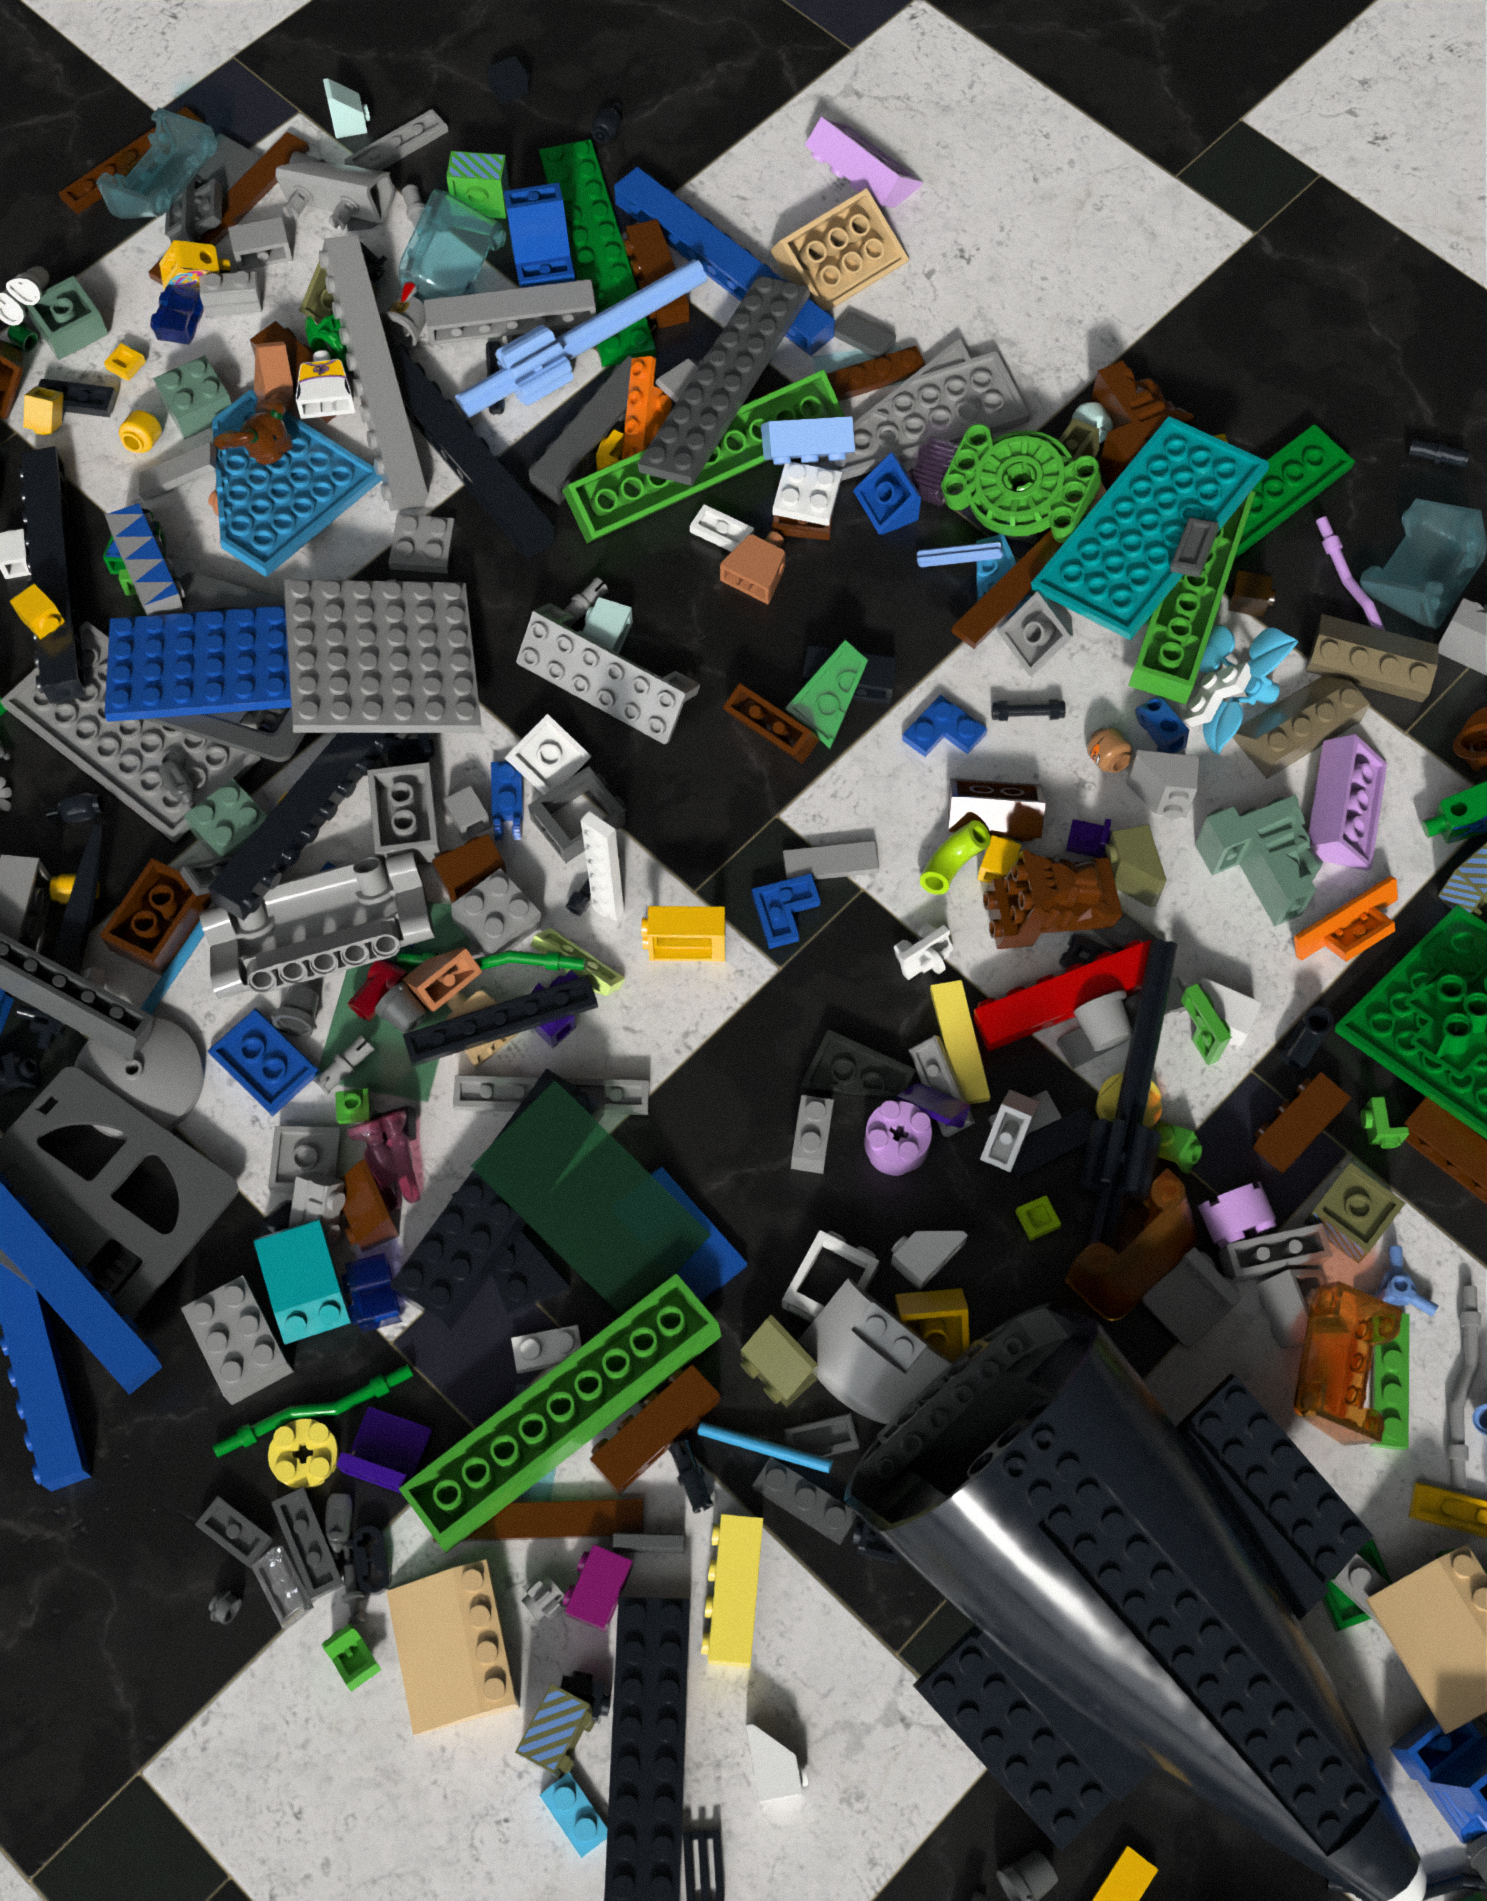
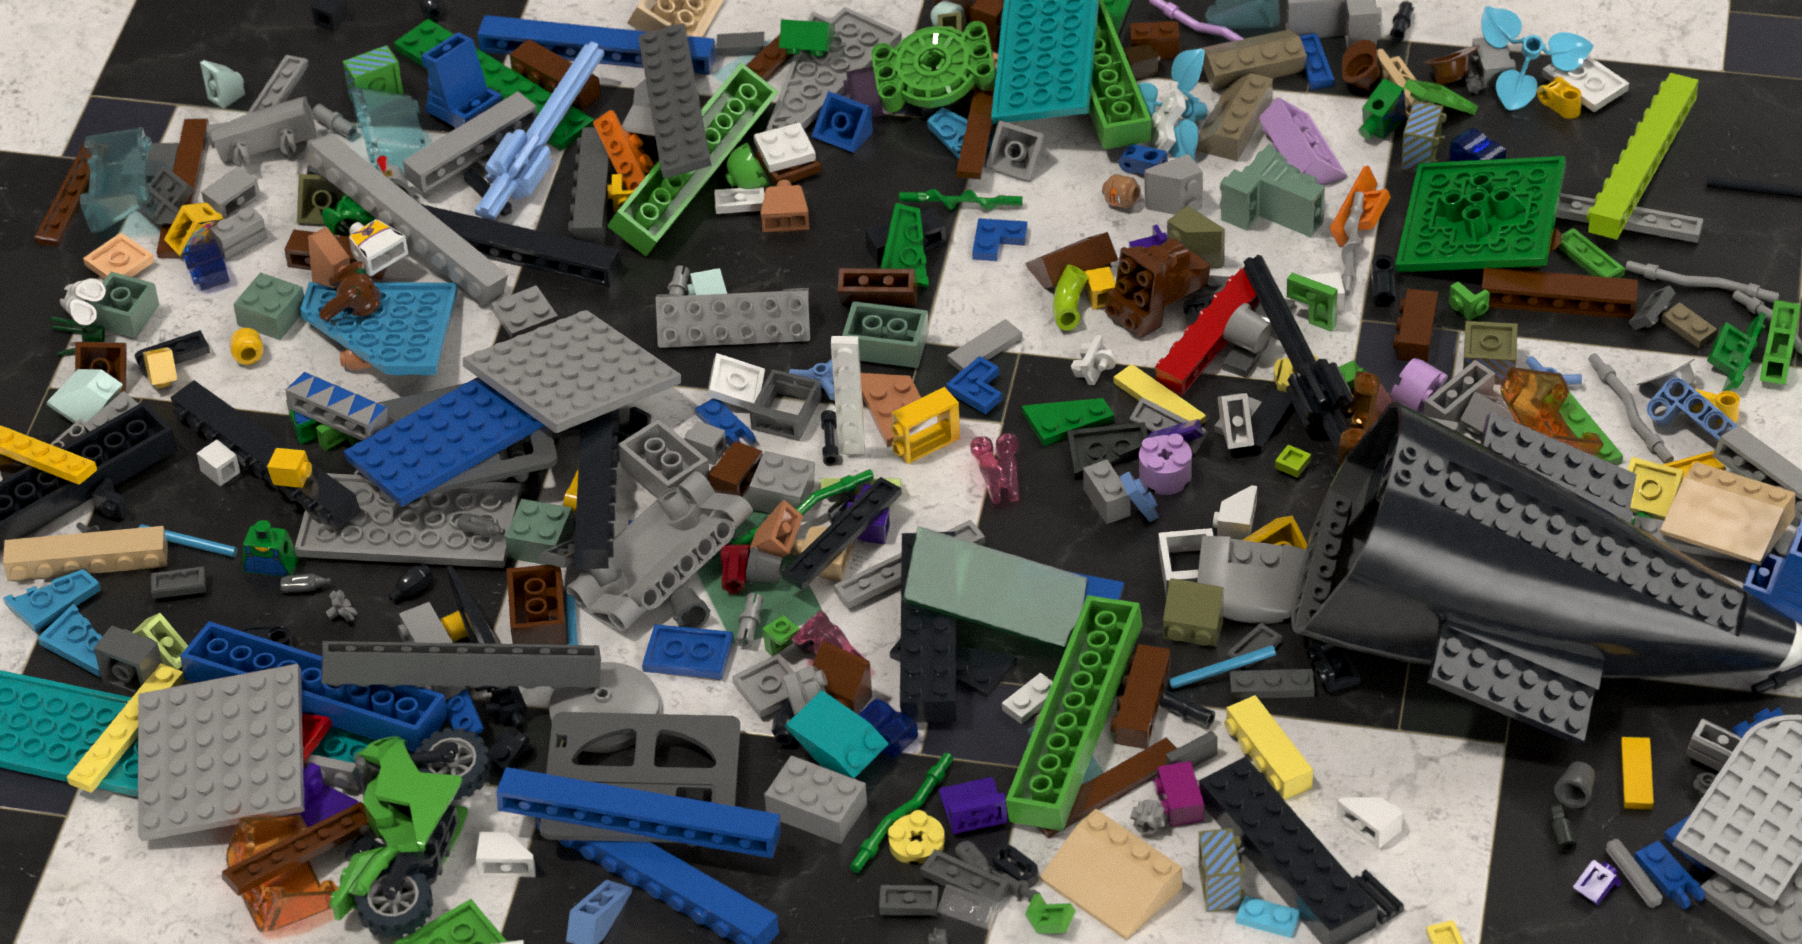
camera: 30 degrees left, 20 degrees down
(109, 262) = (119, 256): none -> light nougat plate
(124, 362) = (191, 313): yellow plate -> none
(177, 471) = (302, 352): light grey tile -> none
(531, 979) = (838, 508): none -> black arm
(640, 798) = (820, 372): none -> medium blue piece
(688, 869) = (883, 396): none -> nougat wing
(723, 1034) = (1001, 472): none -> clear pink piece
(734, 789) = (888, 333): none -> sand green brick
(750, 499) = (745, 170): none -> bright green cylinder
(808, 439) = (762, 110): light blue brick -> none
(834, 1168) = (1137, 492): none -> medium blue plate
(845, 1007) = (1053, 420): none -> green wing
(924, 368) = (806, 36): none -> green slope
(947, 660) = (968, 196): none -> green piece
(960, 554) = (923, 132): medium blue axle -> none
(1054, 710) = (1029, 207): black bar -> none
(1194, 547) = (1090, 35): dark grey tile -> none
(1291, 569) = (1161, 36): none -> reddish brown slope
(1311, 968) = (1348, 249): none -> light grey piece
(1403, 1520) = (1654, 487): none -> light yellow plate
(1441, 702) = (1316, 65): none -> blue tile

